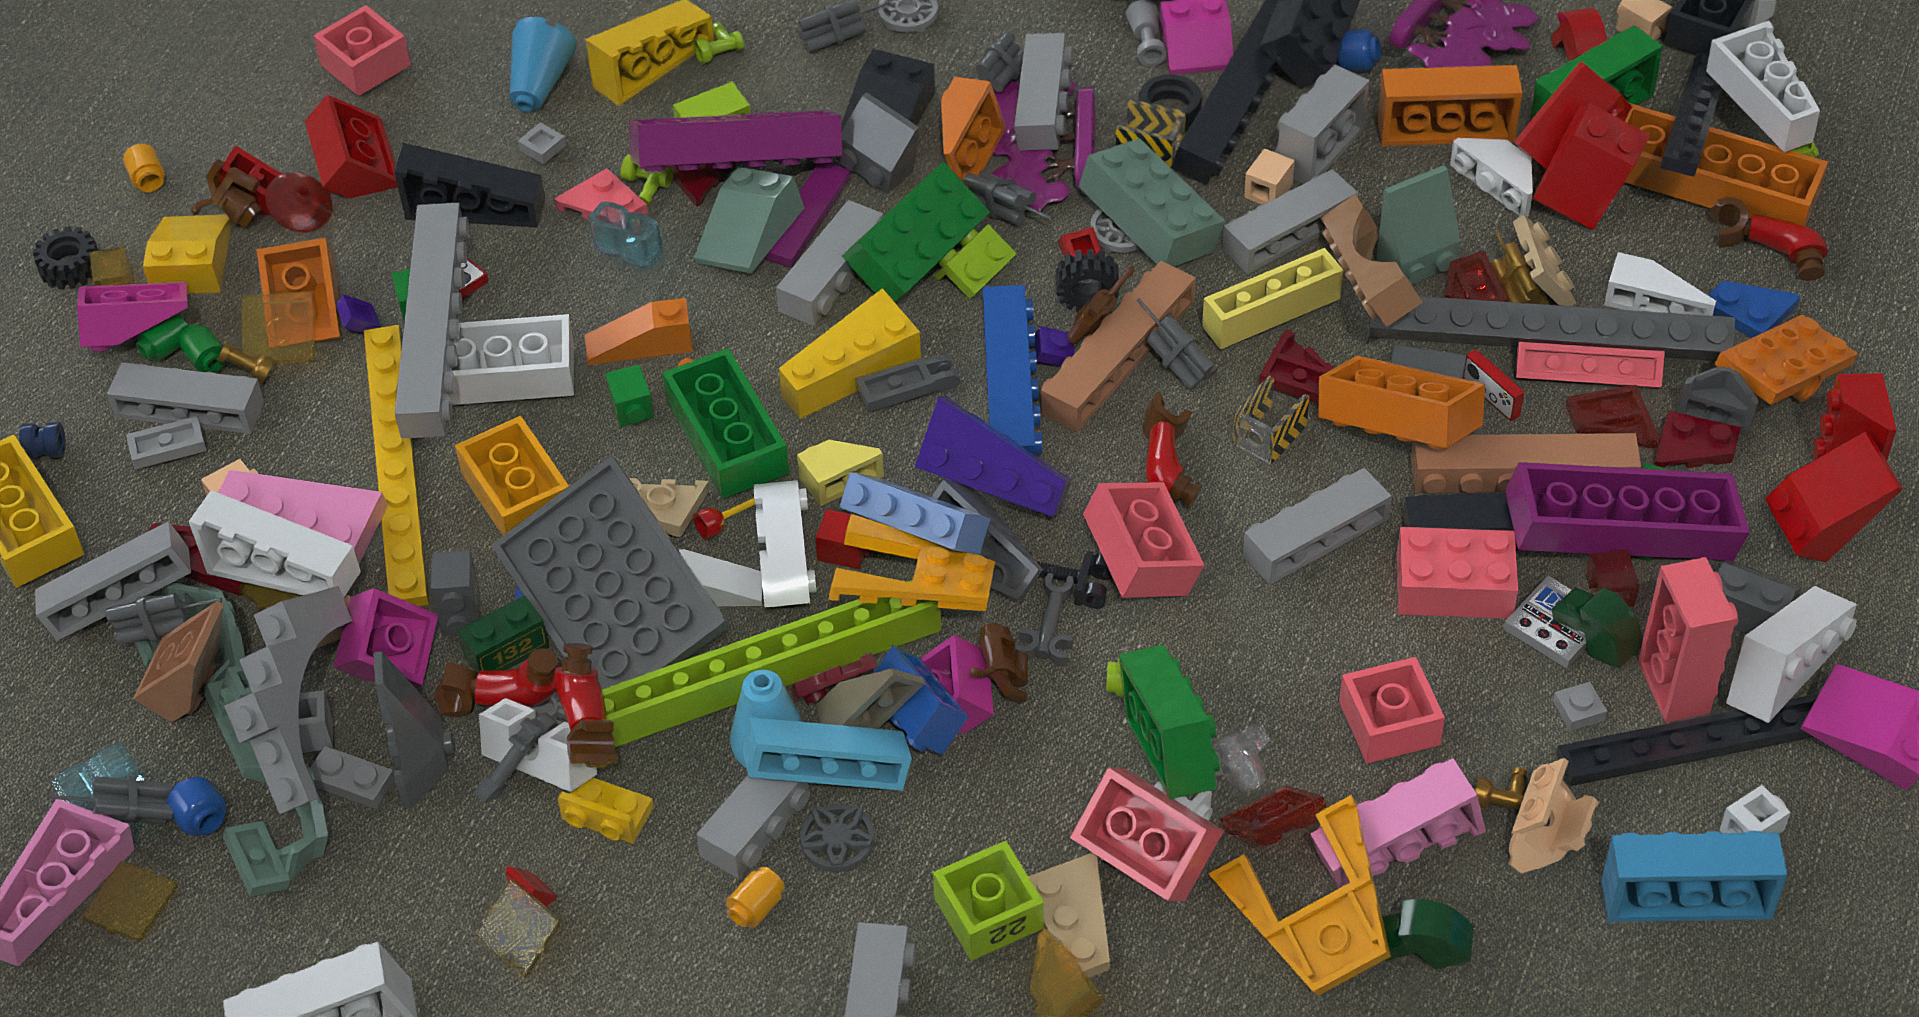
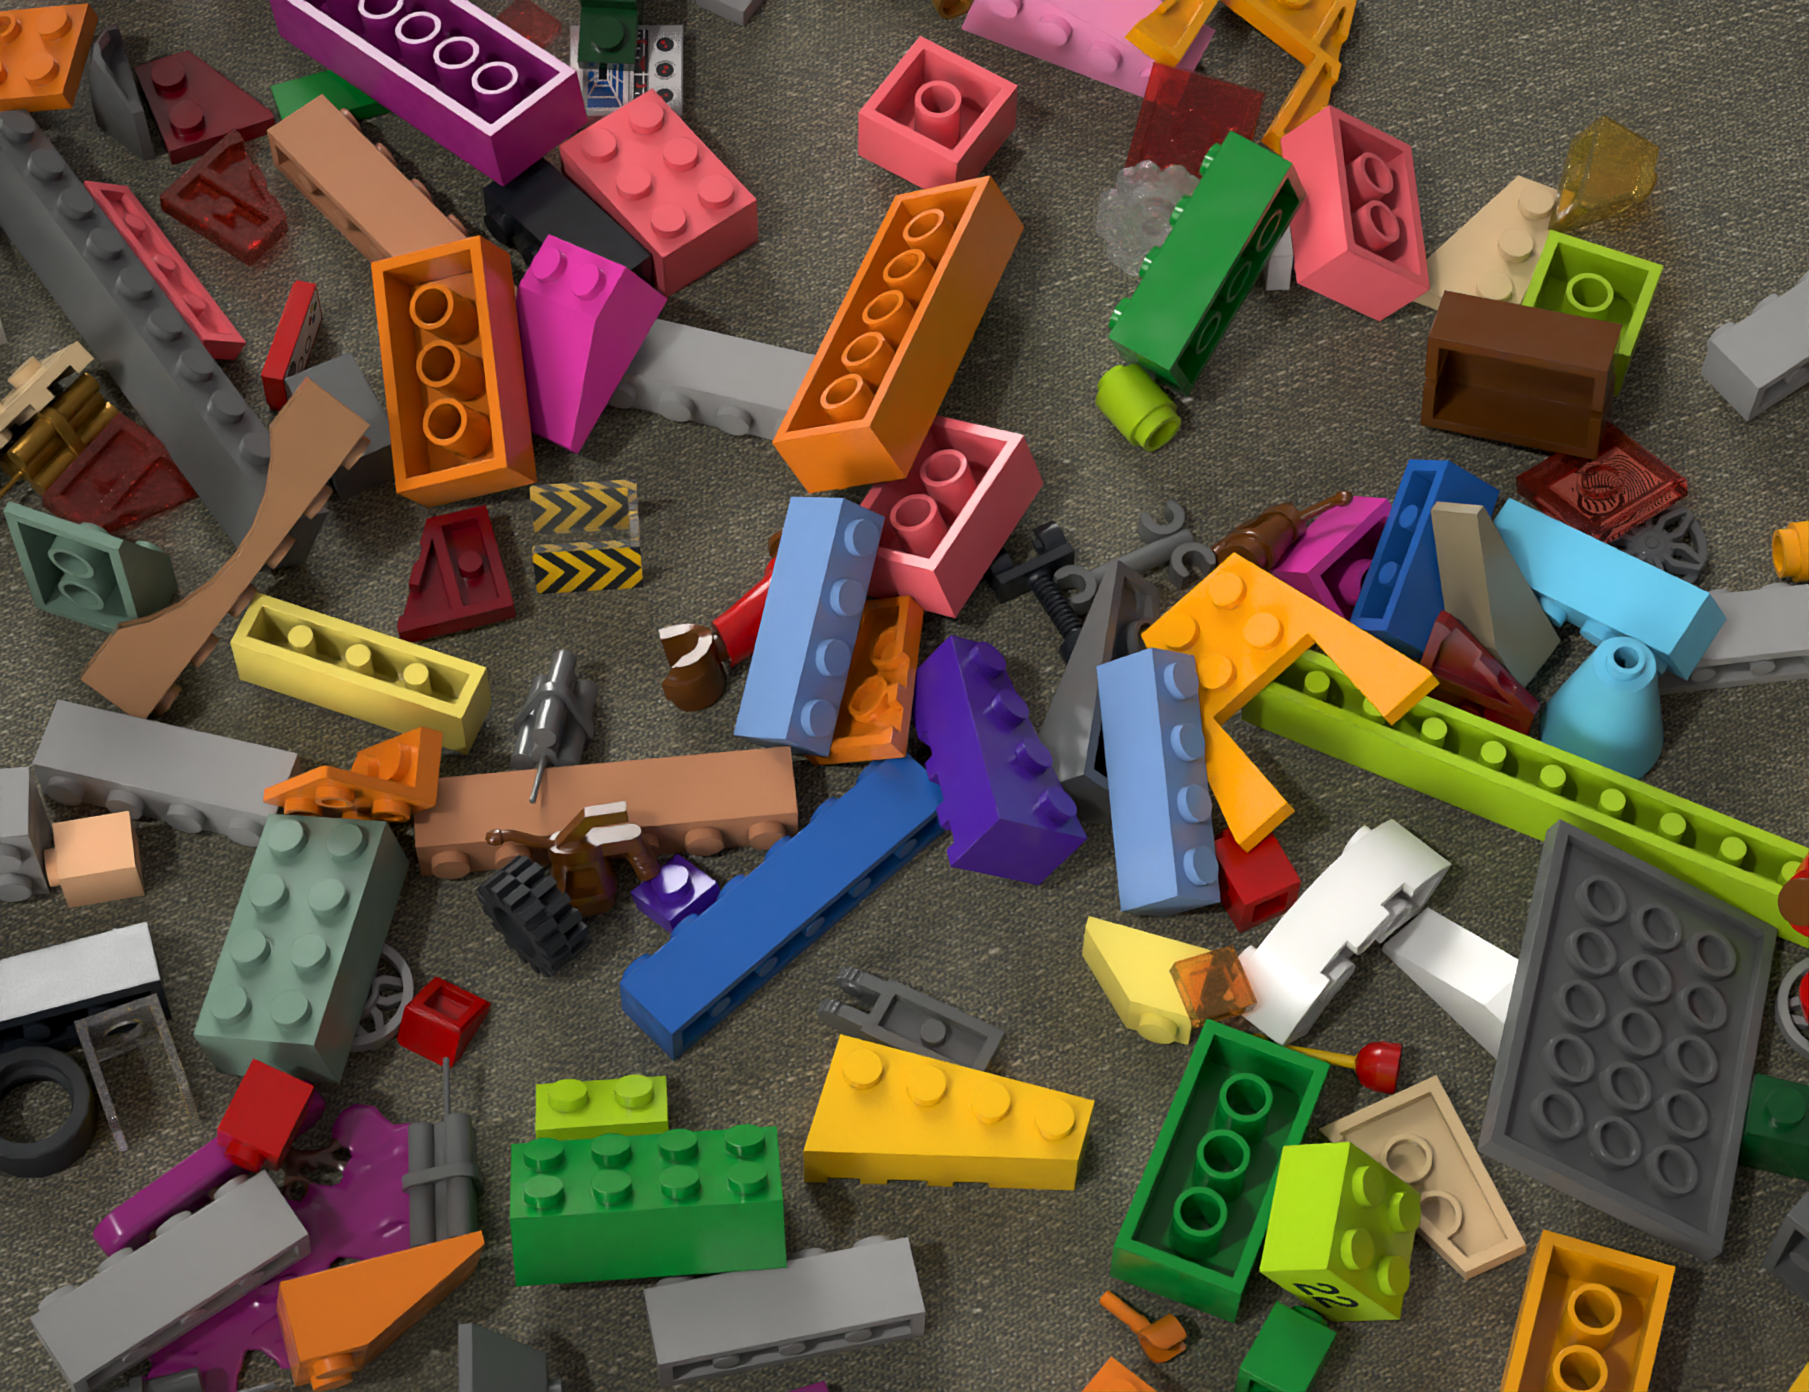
camera: 135 degrees left, 10 degrees up
(649, 427) = (1341, 1232): none -> lime brick
(800, 464) = (1213, 986): none -> clear orange tile
(888, 835) = (1606, 493): none -> clear red tile
(974, 818) = (1520, 374): none -> reddish brown piece
(1072, 455) = (879, 684): none -> orange wing
(1077, 137) = (264, 1117): none -> red brick
(1127, 442) = (809, 625): none -> medium blue brick
(1203, 244) = (383, 784): none -> orange bracket
(1256, 581) = (899, 336): none -> orange brick
(1384, 462) = (578, 336): none -> dark pink slope

